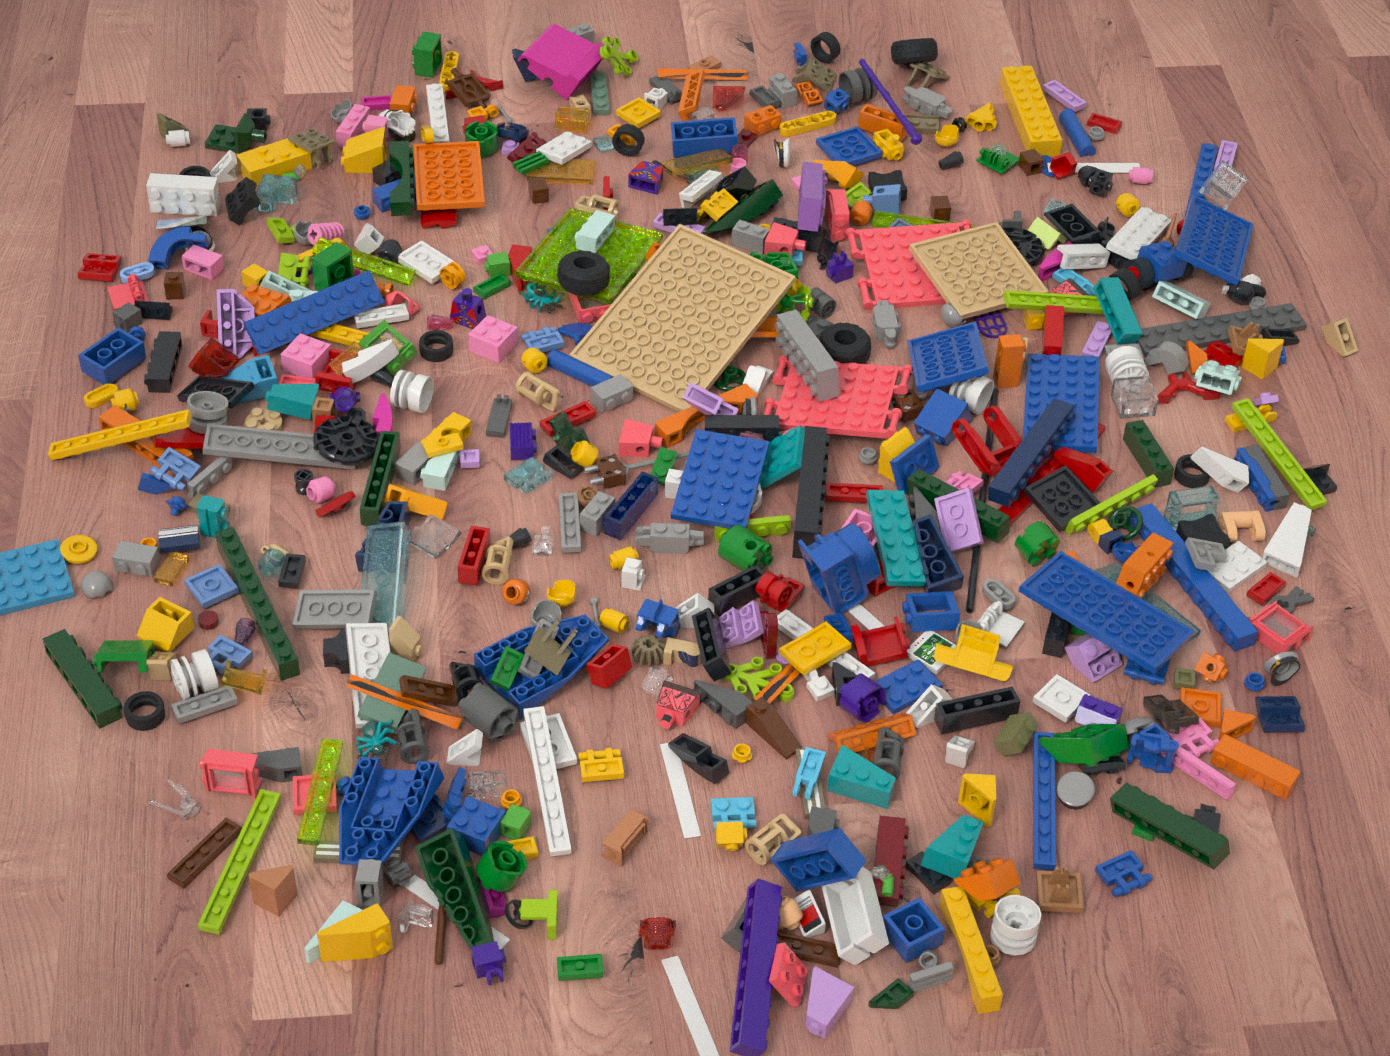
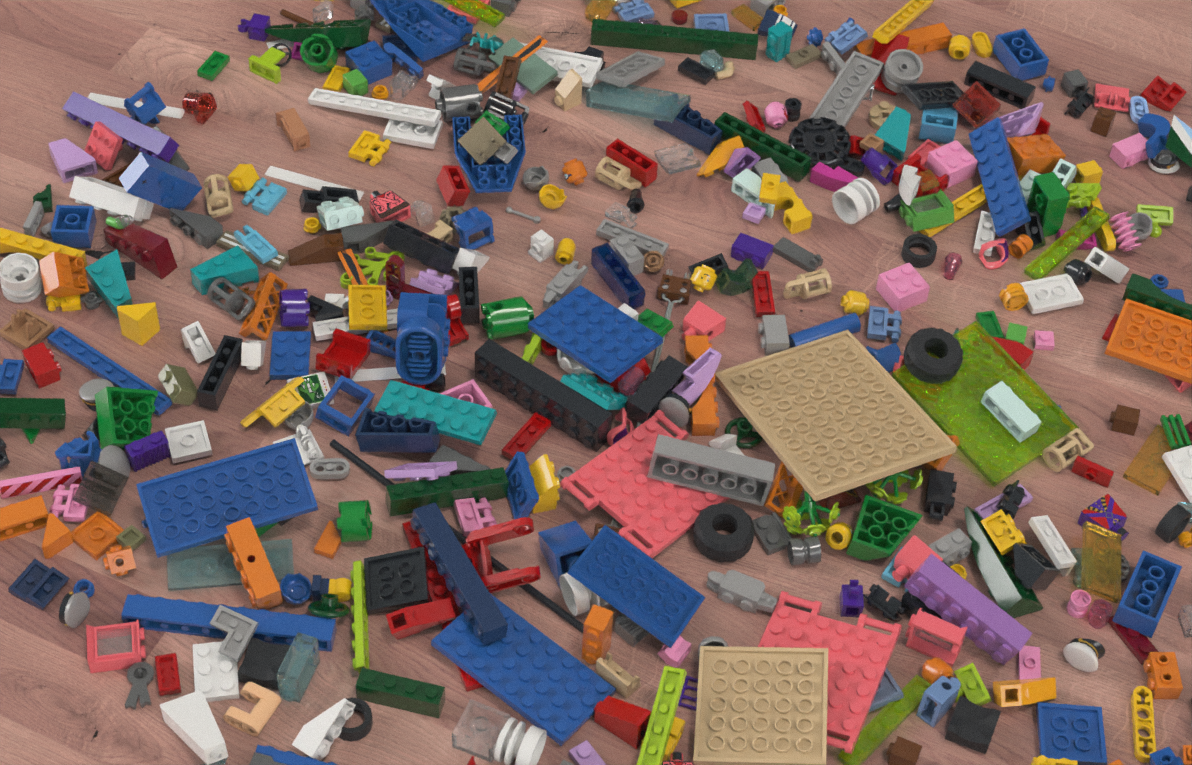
camera: 120 degrees right, 5 degrees up
(415, 478) = (740, 160): none -> medium lavender slope
(467, 309) = (951, 284): dark purple torso -> none
(523, 475) = (714, 239): clear light blue plate -> none
(614, 620) = (502, 216): yellow brick -> none
(706, 973) = (151, 105): none -> blue piece
(719, 726) = (339, 213): none -> light aqua brick
(1086, 850) = (41, 365): none -> red brick

